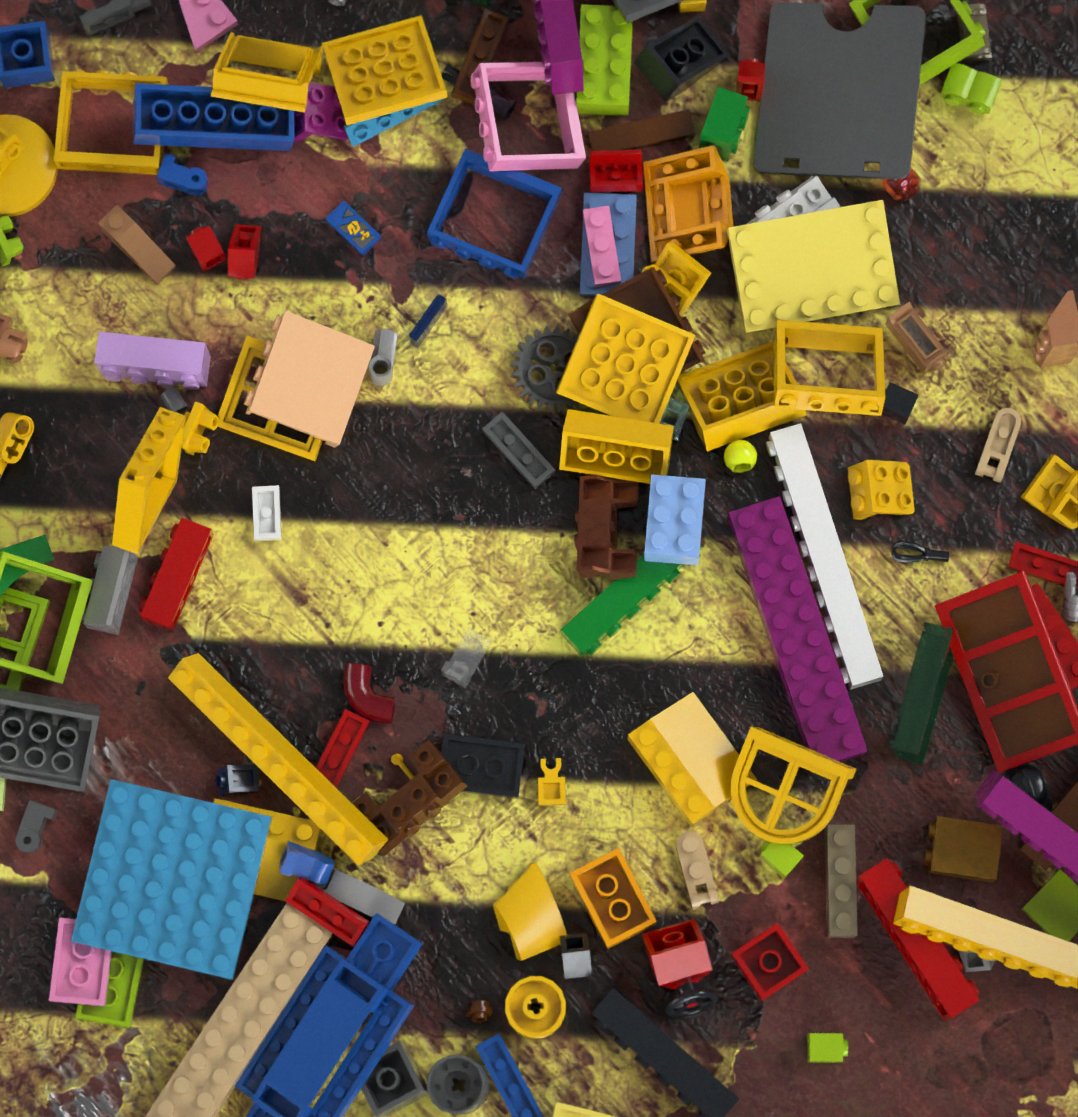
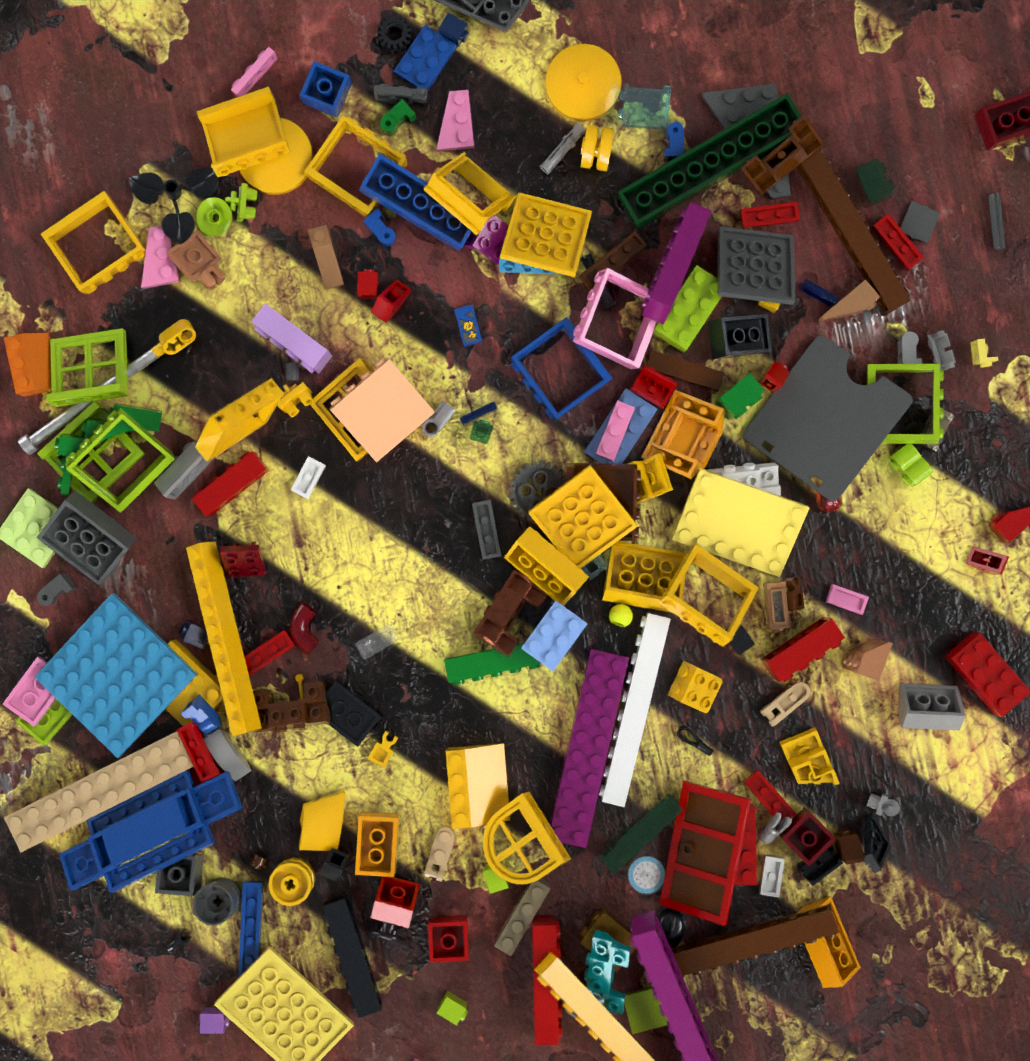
camera: 25 degrees right, 10 degrees up
(126, 39) = (396, 117): none -> green leg
(246, 654) = (242, 560): none -> dark red plate
(444, 337) = (481, 431): none -> clear green bracket
(929, 314) = (794, 596): none -> reddish brown plate
(961, 748) = (646, 875): none -> clear piece
(970, 873) = (601, 969): none -> teal bracket
(975, 373) = (802, 649): none -> red brick
(995, 285) = (847, 599): none -> bright pink tile

